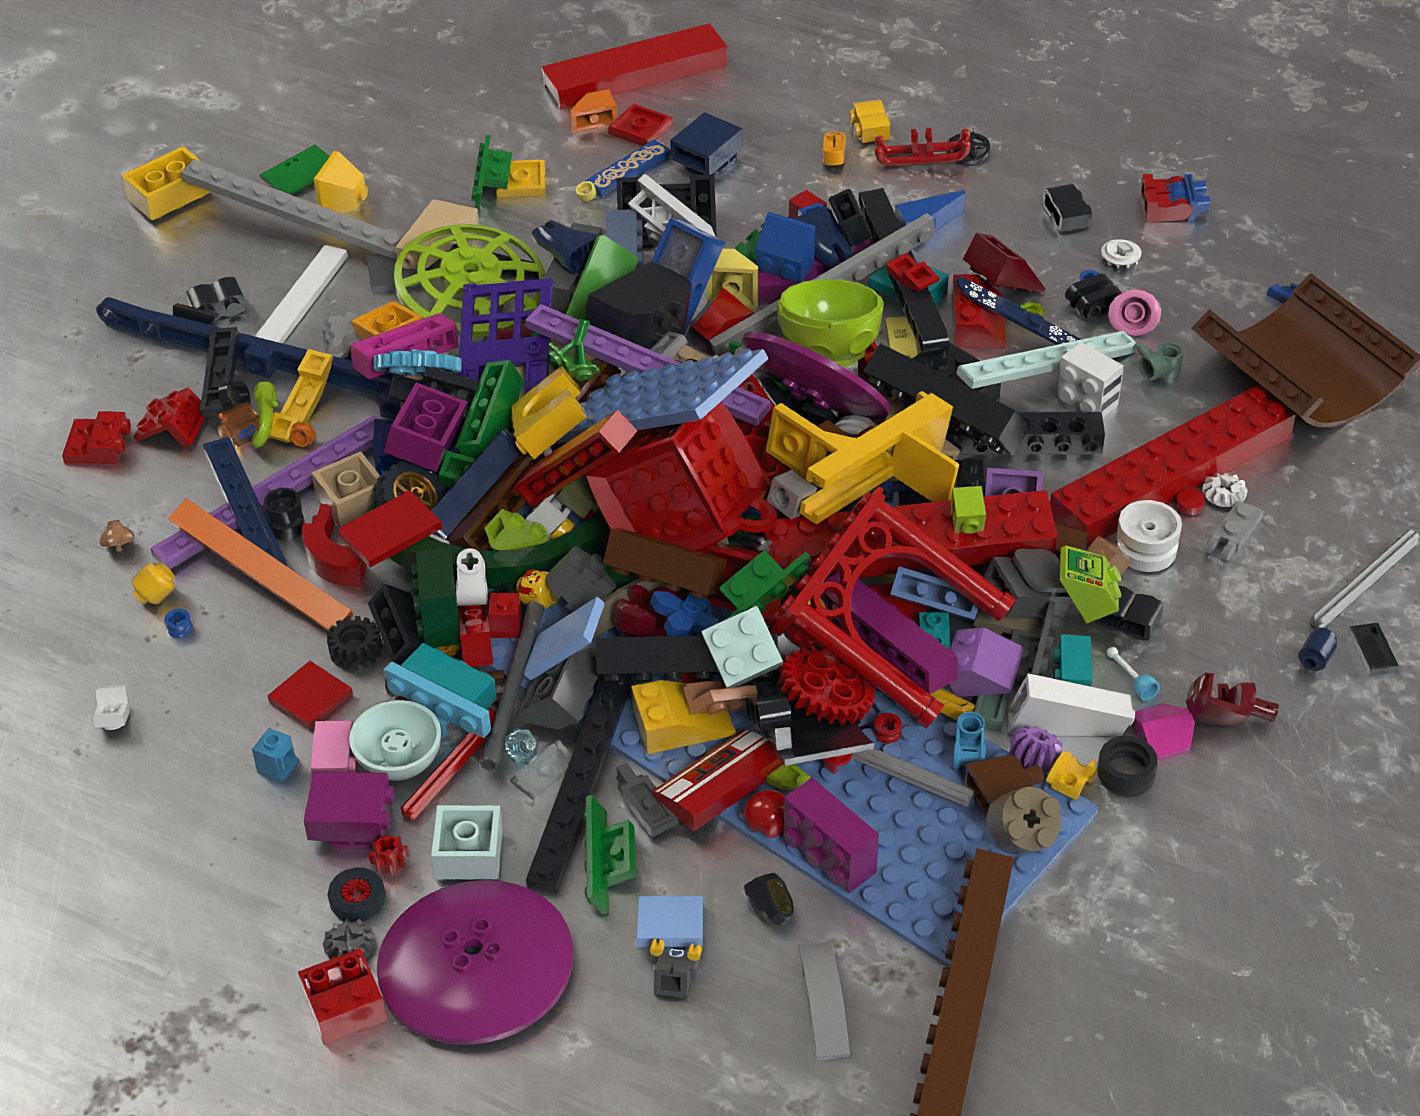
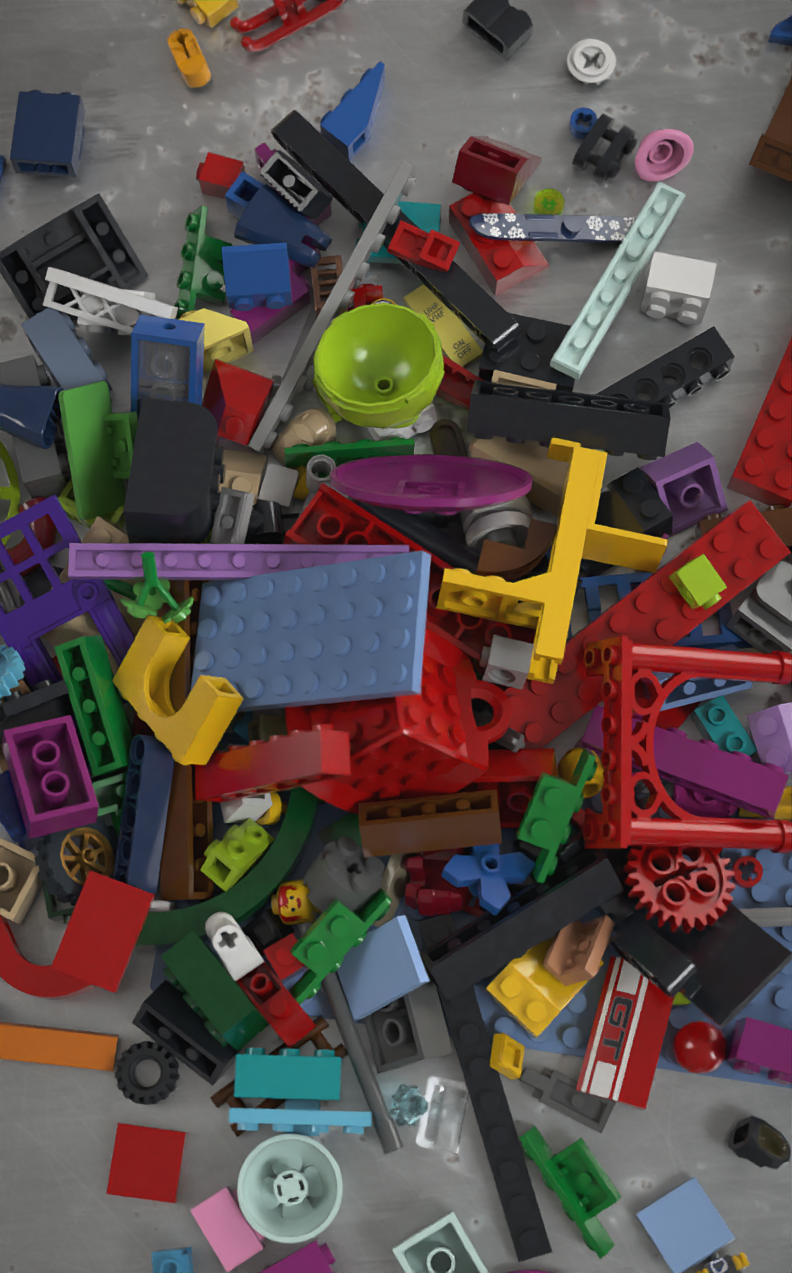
camera: 30 degrees left, 30 degrees up
(443, 772) = (350, 1170): red axle -> none
(539, 603) = (331, 938): none -> green bracket
(617, 750) = (507, 1056): none -> yellow tile
(742, 648) = (588, 902): light aqua brick -> none
(1162, 363) = (719, 216): sand green piece -> none

